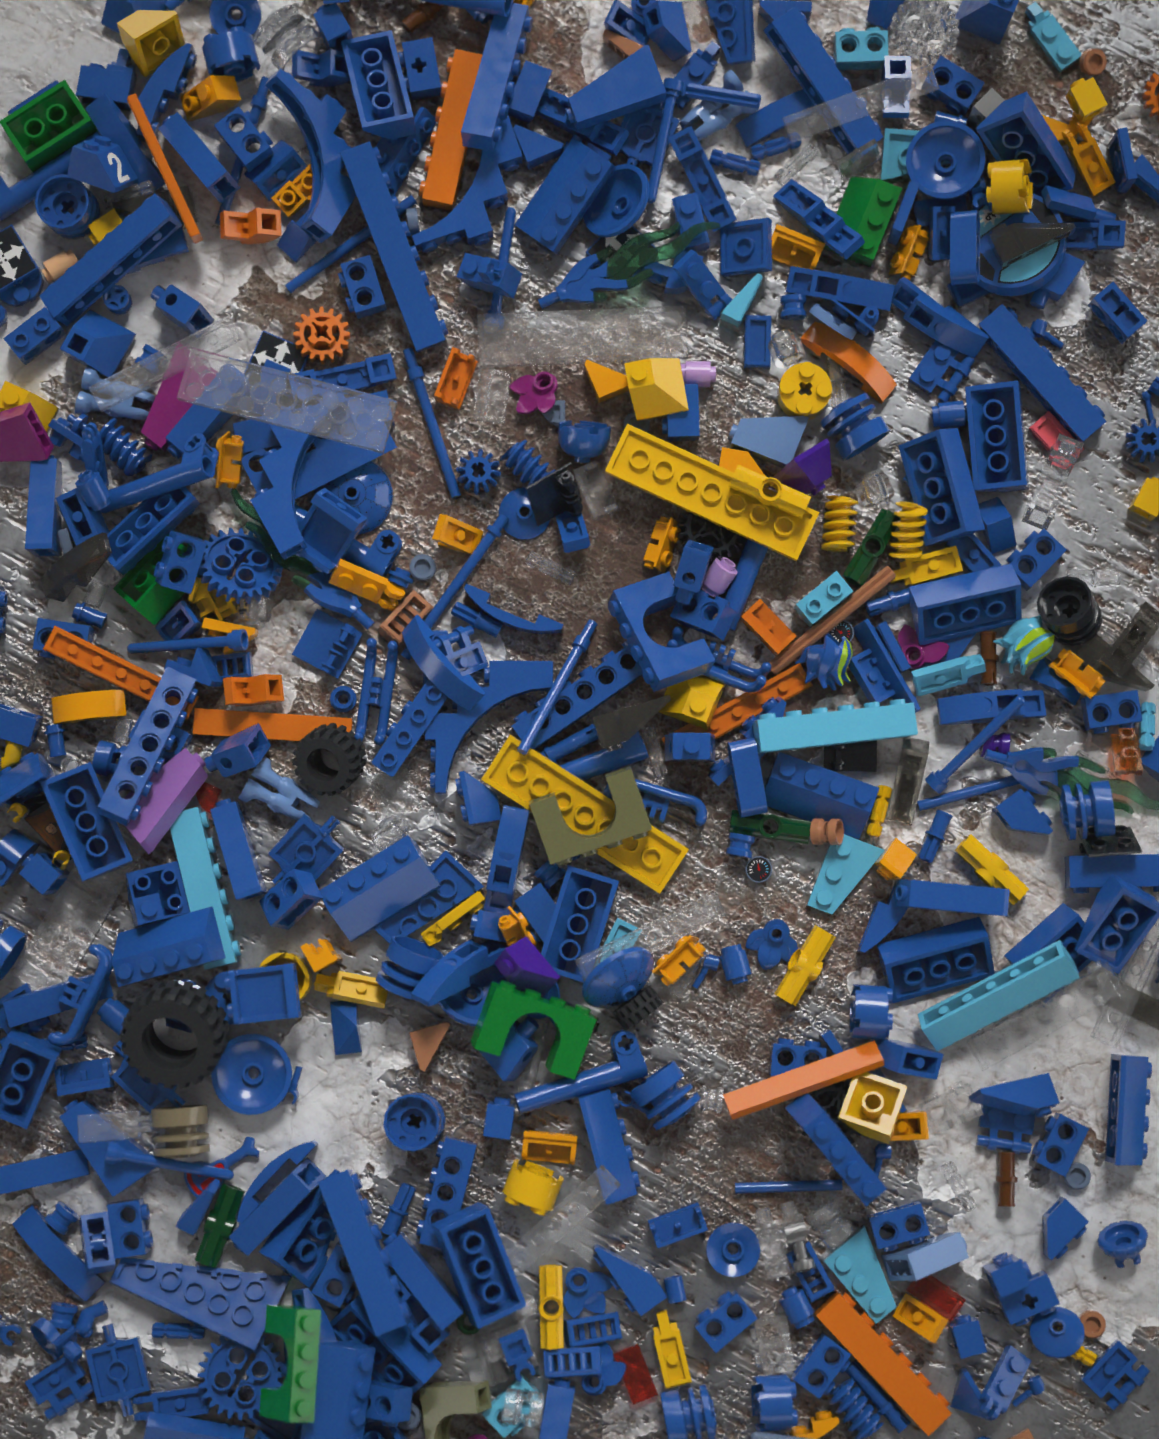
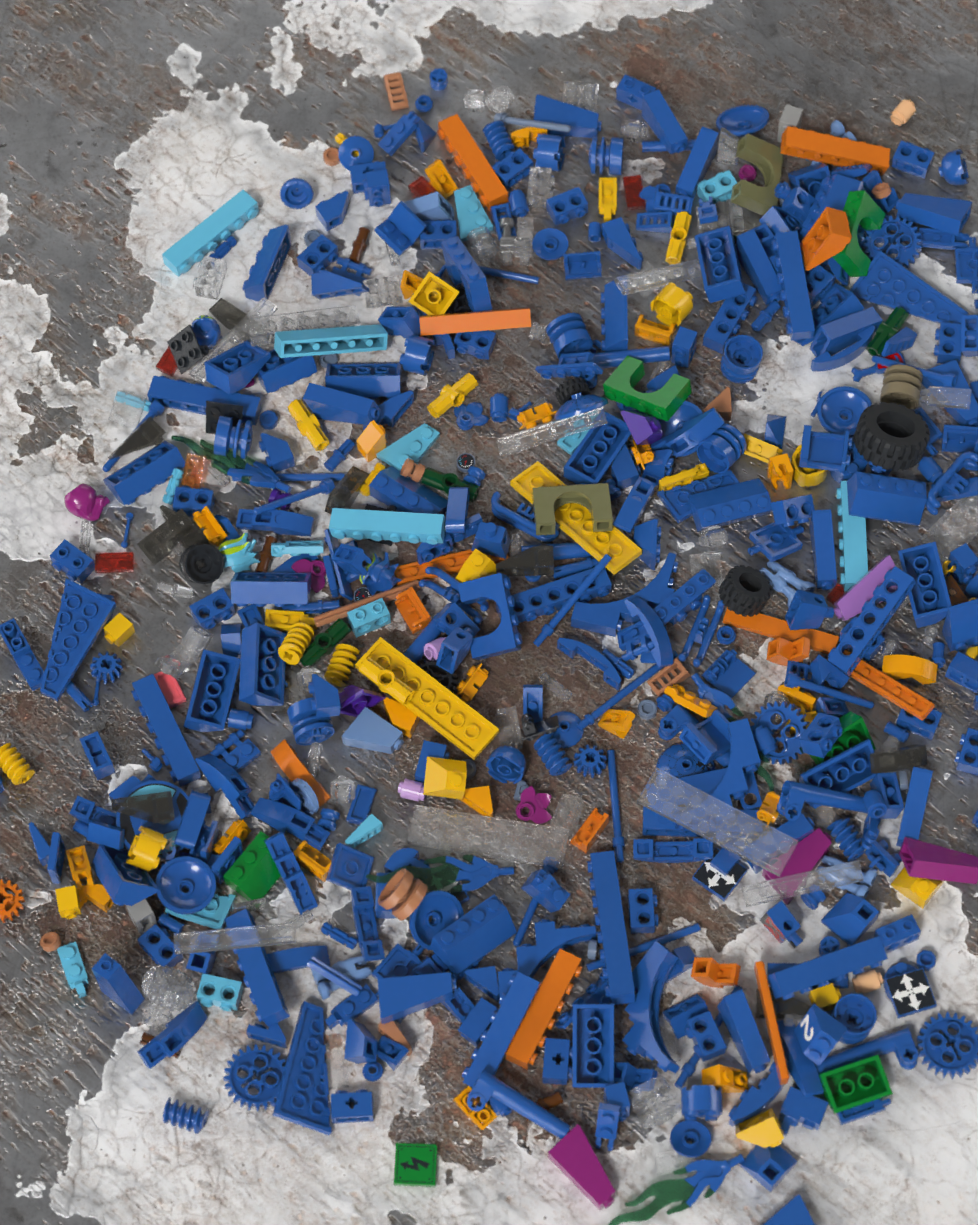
camera: 165 degrees left, 20 degrees down
(105, 758) = (904, 632): blue wheel -> none
(156, 894) = (886, 534): blue slope -> none
(177, 1331) = (932, 280): blue axle -> none
(255, 543) = (764, 740): none -> blue brick
(295, 194) = (675, 993): light orange slope -> none
(320, 324) = (674, 887): orange gear -> none
(330, 1327) = (825, 238): none -> orange slope
(416, 1417) = (782, 190): none -> blue plate
(513, 1408) = (717, 180): clear wheel -> none
(587, 1295) = (652, 242): blue plate -> none
(646, 1046) = (571, 365): none -> blue bracket
(665, 203) = (402, 894): none -> nougat wheel
(673, 89) = (370, 992): blue piece -> none
(702, 284) = (390, 846): blue plate -> none
(773, 147) = (309, 939): blue axle -> none
(804, 376) = (338, 747): yellow brick -> none
(842, 442) = (325, 697): none -> blue slope
(870, 661) = (351, 559): none -> blue hinge
(885, 1405) = (479, 138): blue pin -> none
(954, 1211) = (401, 228): none -> blue bracket
(967, 1336) = (413, 164): blue brick -> none
(1049, 867) = (268, 420): none -> blue tile
(1109, 1369) = (328, 129): blue plate -> none

